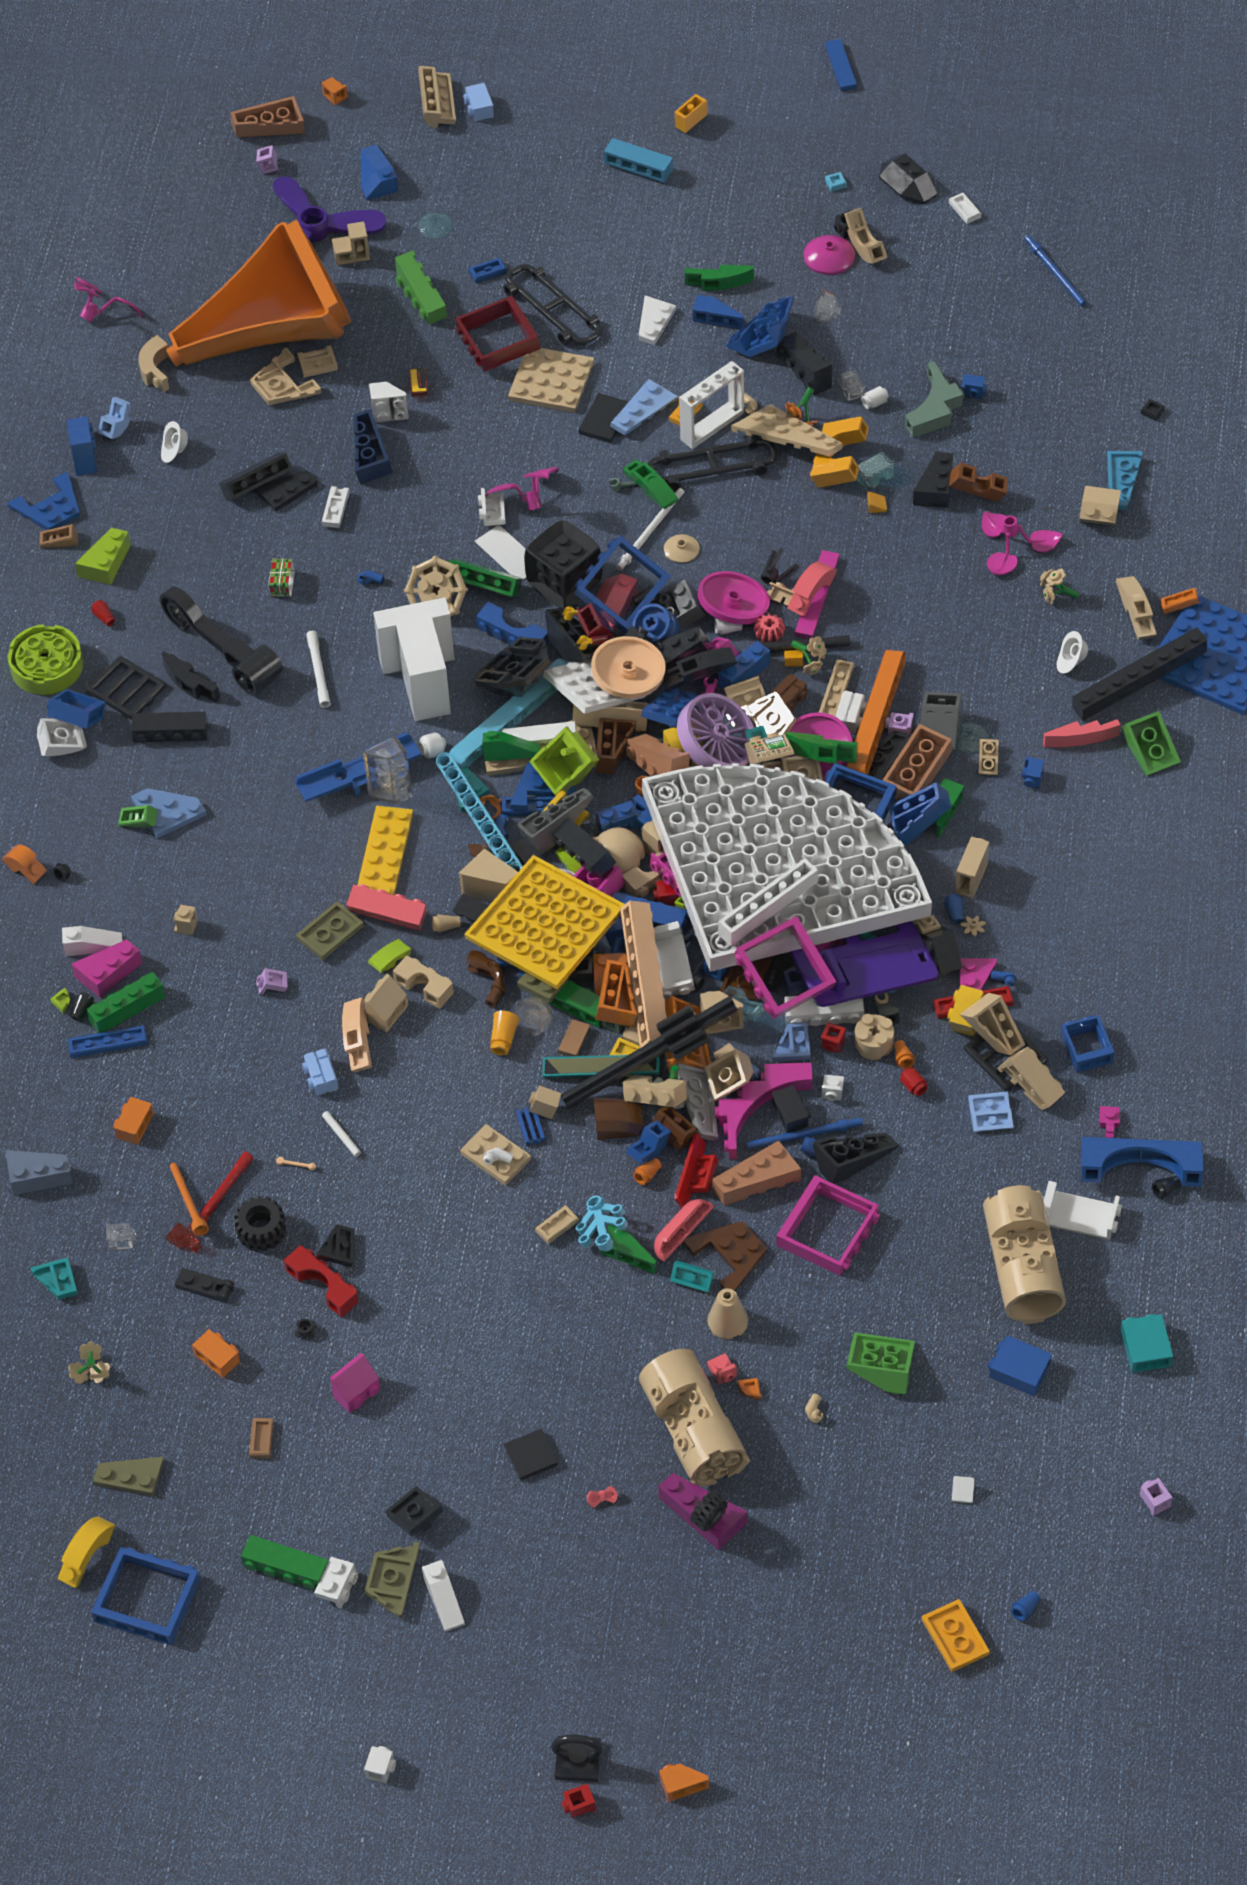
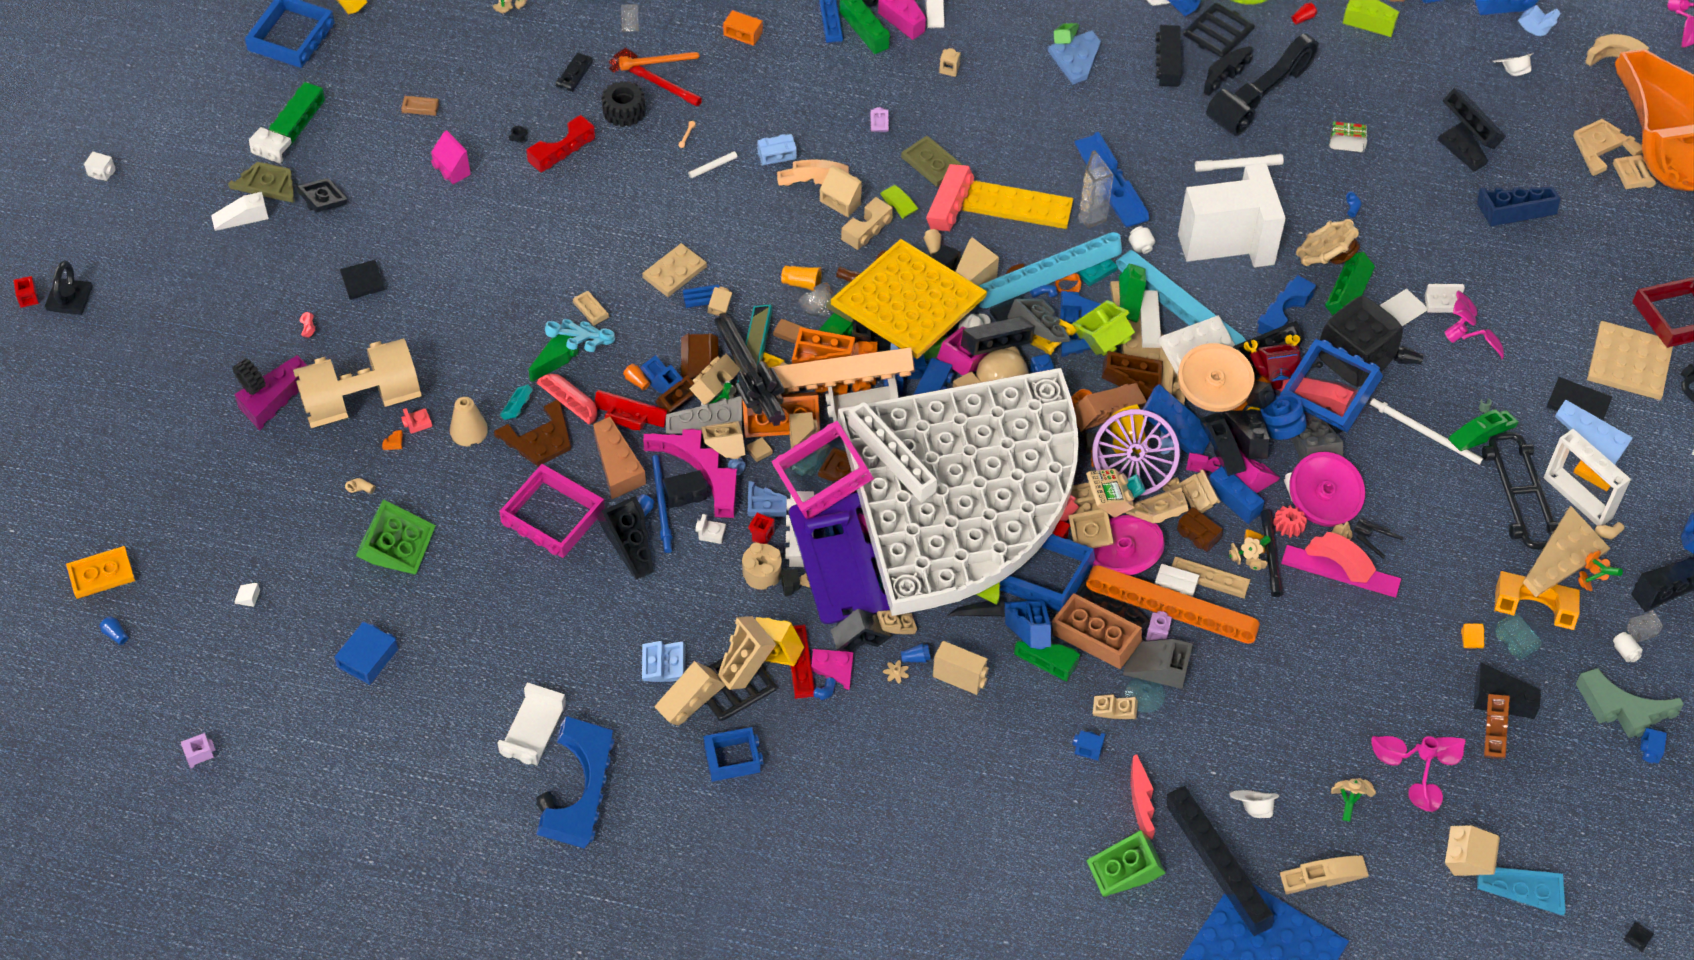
camera: 90 degrees right, 0 degrees up
(132, 1476) = (403, 26): olive wing -> none
(216, 1353) = (503, 75): orange brick -> none
(335, 507) = (1442, 180): white plate -> none
(338, 1246) = (591, 154): black wing -> none
(388, 402) = (1574, 215): white slope -> none
(418, 382) = (1613, 248): slope -> none
(496, 1154) = (665, 263): white arm -> none
(515, 667) = (1222, 295): black piece -> none
(681, 548) = (1401, 464): tan dish -> none
(682, 1781) = (22, 360): orange slope -> none
(821, 749) = (1112, 539): green slope -> none
(903, 1055) = (740, 591): orange cone -> none
(913, 1081) = (706, 596): red brick -> none
(1024, 1254) = (474, 655): tan cylinder -> none
(1109, 1118) = (640, 768): dark pink plate -> none
(1146, 1343) = (368, 764): teal brick -> none
(1180, 600) = (1334, 922): orange plate -> none

